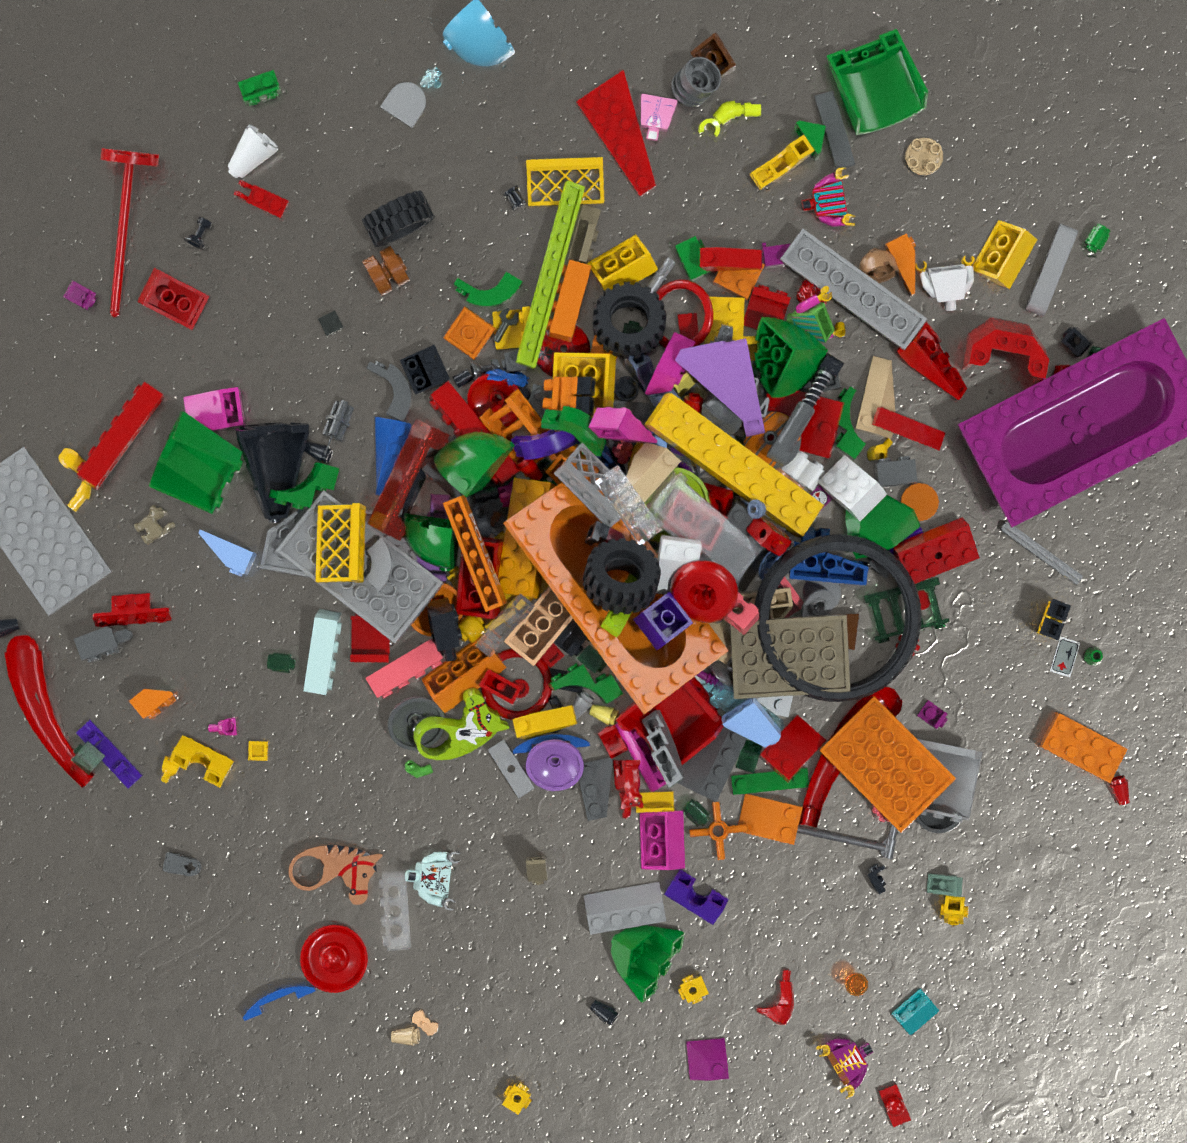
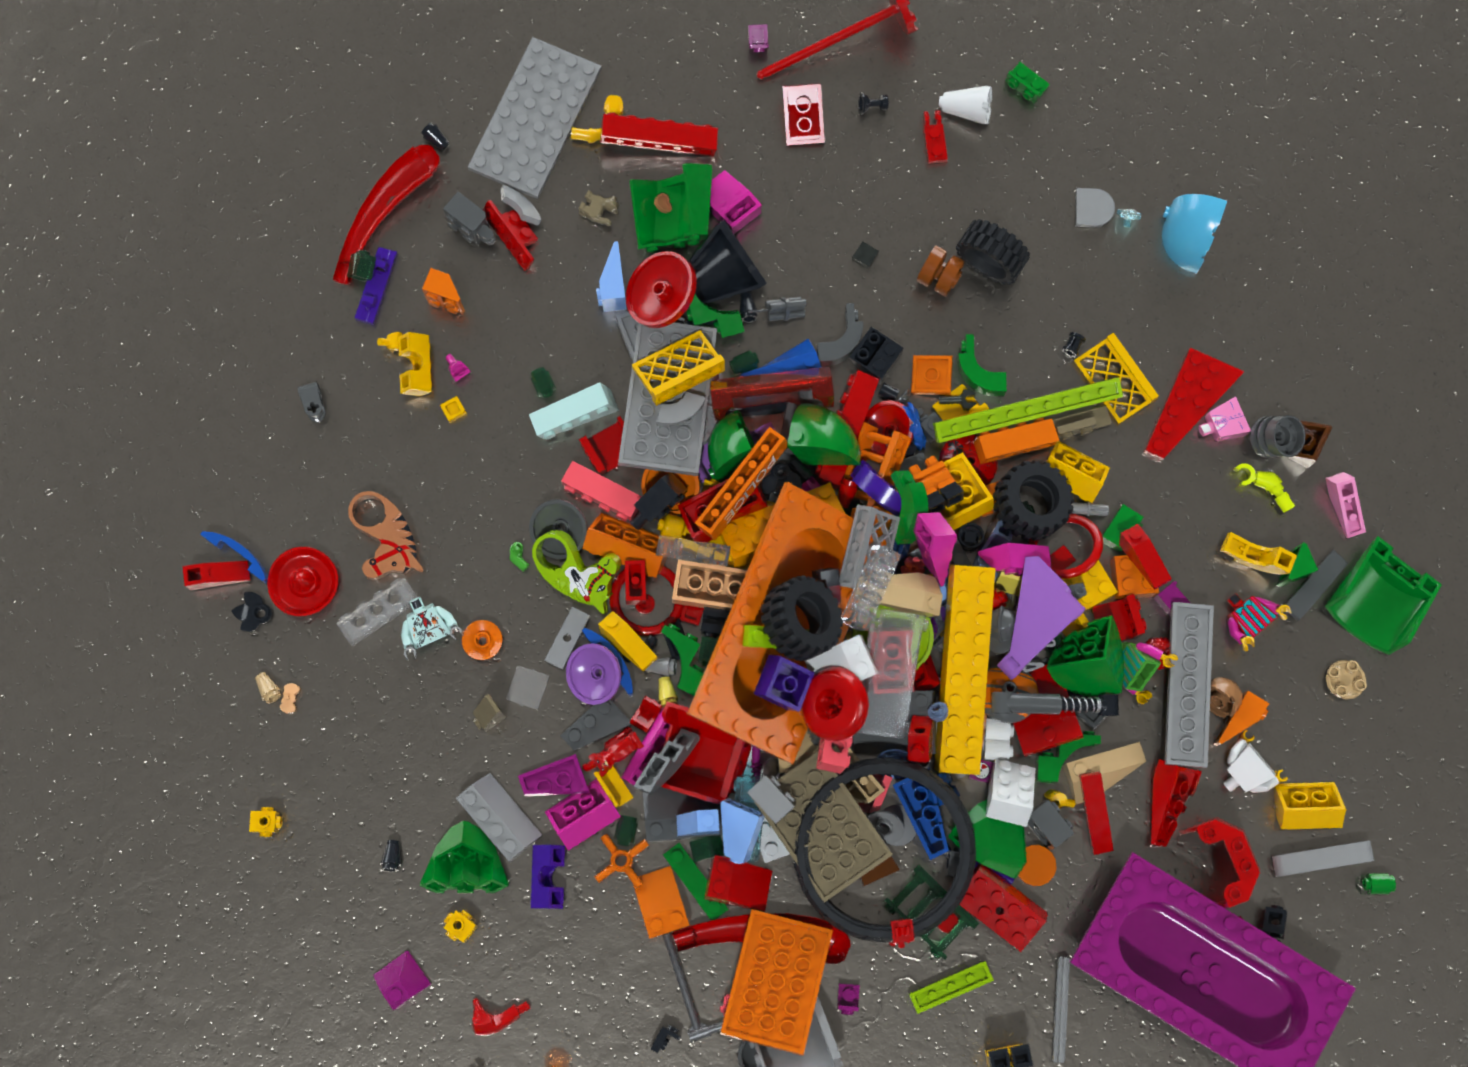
camera: 55 degrees right, 10 degrees down
(110, 590) = (520, 204): none -> light grey tile
(182, 468) = (662, 203): none -> nougat piece
(265, 519) = (661, 289): none -> red dish
(285, 1025) = (215, 574): none -> red slope
(332, 1016) = (250, 612): none -> black plate
(365, 484) = (744, 362): none -> clear green brick
(461, 843) = (478, 630): none -> orange dish
(531, 824) = (527, 687): none -> clear piece
(620, 845) = (555, 779): none -> magenta wing
(728, 753) = (698, 823): none -> light blue slope
(746, 683) = (772, 798): none -> light grey brick
(784, 60) = (1346, 502): none -> bright pink slope
(909, 643) = (902, 930): none -> red tile
(972, 629) = (951, 987): none -> lime plate

